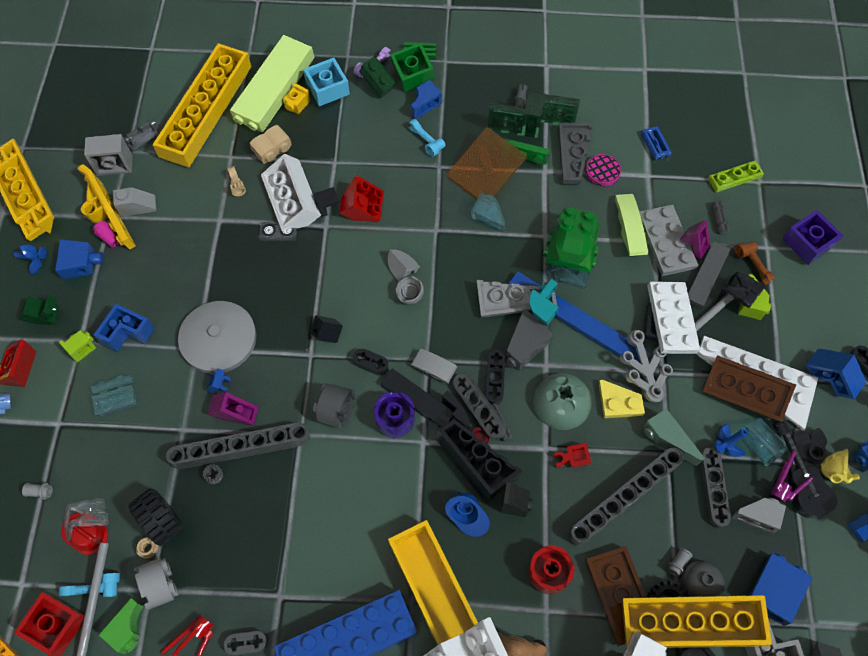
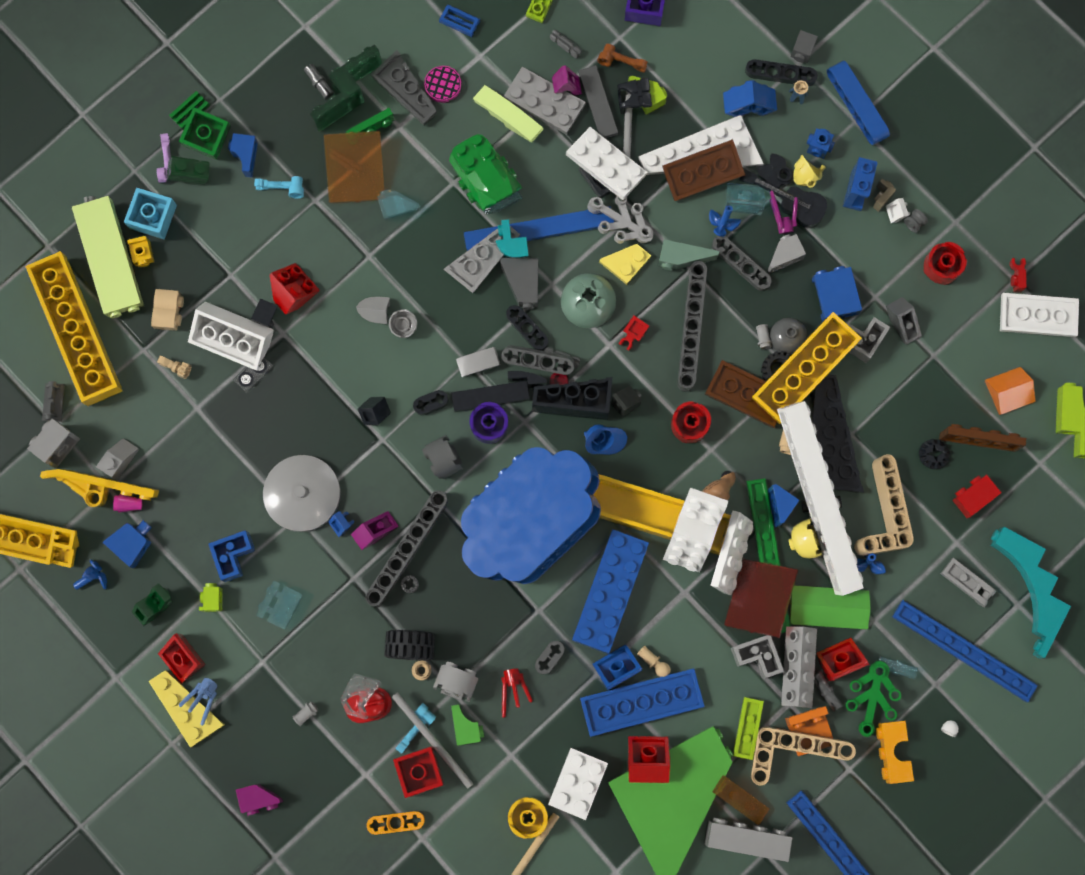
camera: 45 degrees left, 15 degrees up
(347, 511) = (530, 515): none -> blue brick

